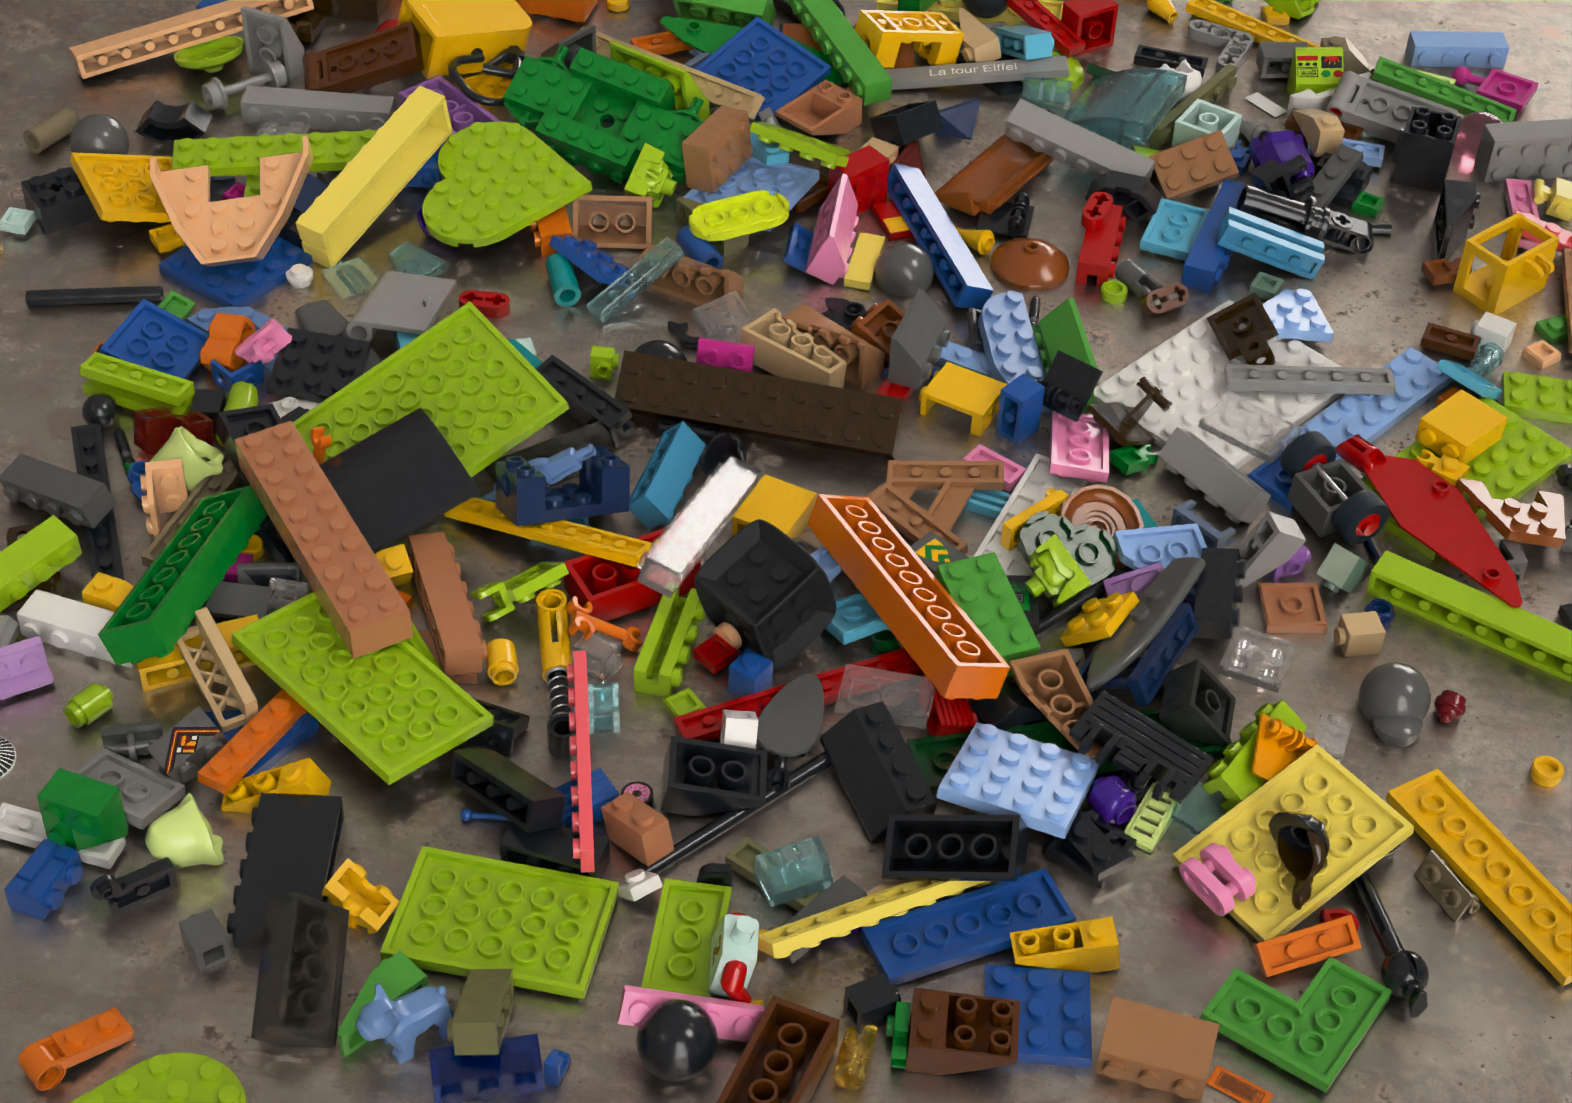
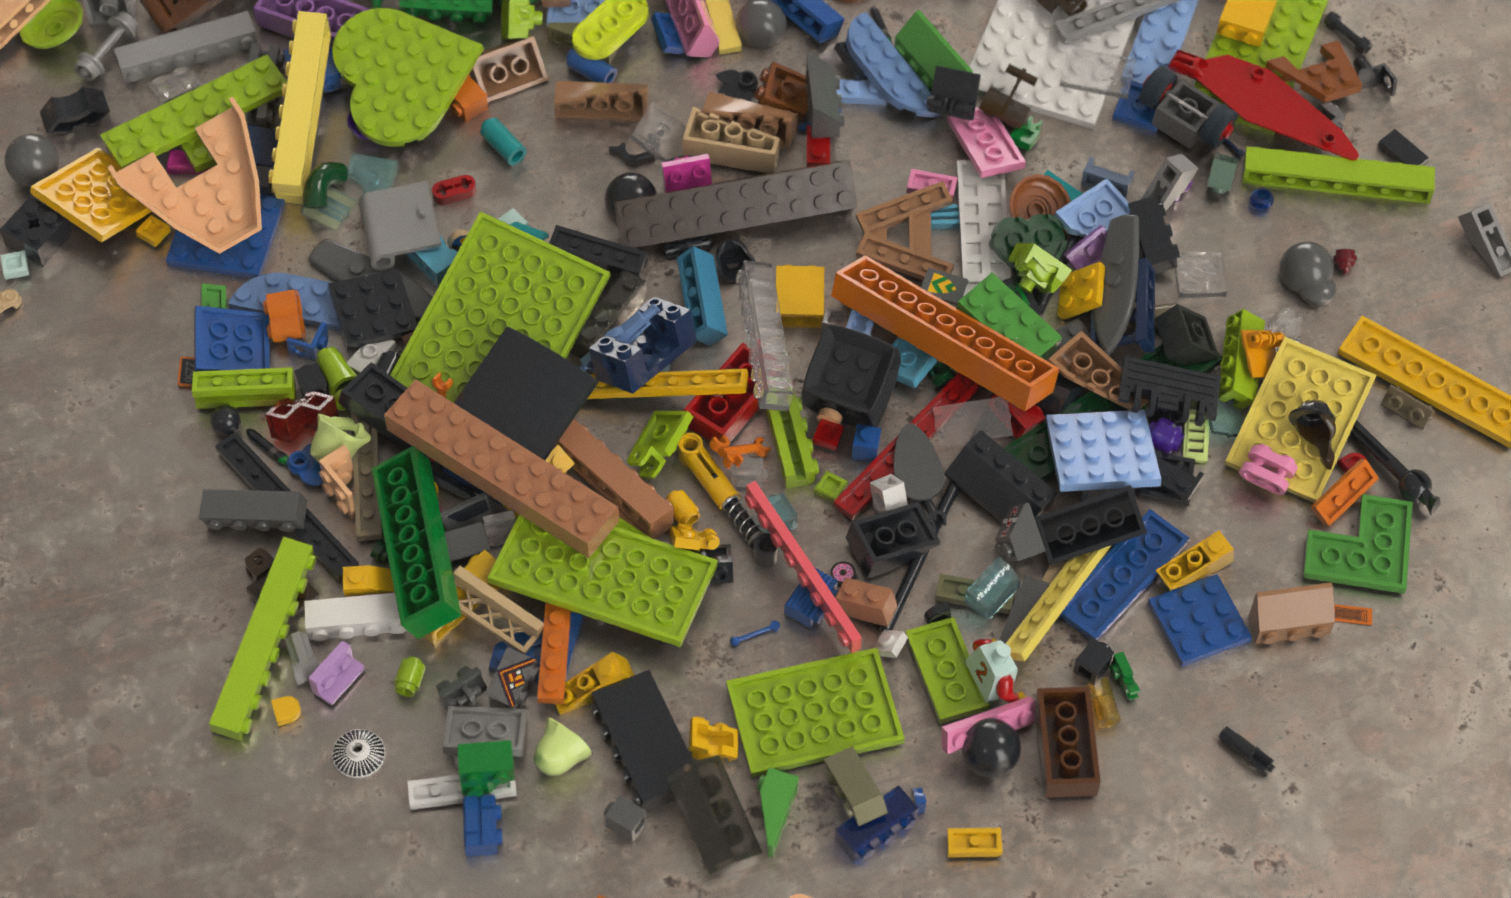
camera: 25 degrees left, 15 degrees up
(85, 296) = (134, 312): black axle -> none
(136, 886) = (545, 807): black hinge -> none
(264, 343) = (322, 308): bright pink hips -> none
(299, 276) = (288, 223): white plate -> none
(354, 245) = (319, 181): none -> dark green cylinder
(404, 1018) = (804, 818): medium blue animal -> none
(483, 686) = (688, 538): none -> yellow plate
(507, 788) = (761, 612): black brick -> none
(552, 849) = (809, 643): black brick -> none
(588, 258) = (519, 115): blue plate -> none
(603, 362) = (585, 208): lime plate -> none
(635, 280) = (566, 122): clear light blue tile -> none
(858, 828) = (1018, 534): none -> dark grey slope
(960, 1032) = (1165, 656): reddish brown slope -> none
(964, 392) = (875, 126): yellow panel -> none
(1020, 409) = (927, 126): blue brick -> none
(1052, 502) = (998, 204): yellow hinge -> none
(1214, 476) = (1094, 128): light grey brick -> none
(1291, 608) = (1200, 219): nougat tile -> none
(1359, 634) = (1259, 224): tan brick -> none
(1445, 467) = (1252, 52): yellow plate -> none
(1546, 771) = (1428, 284): yellow tile -> none

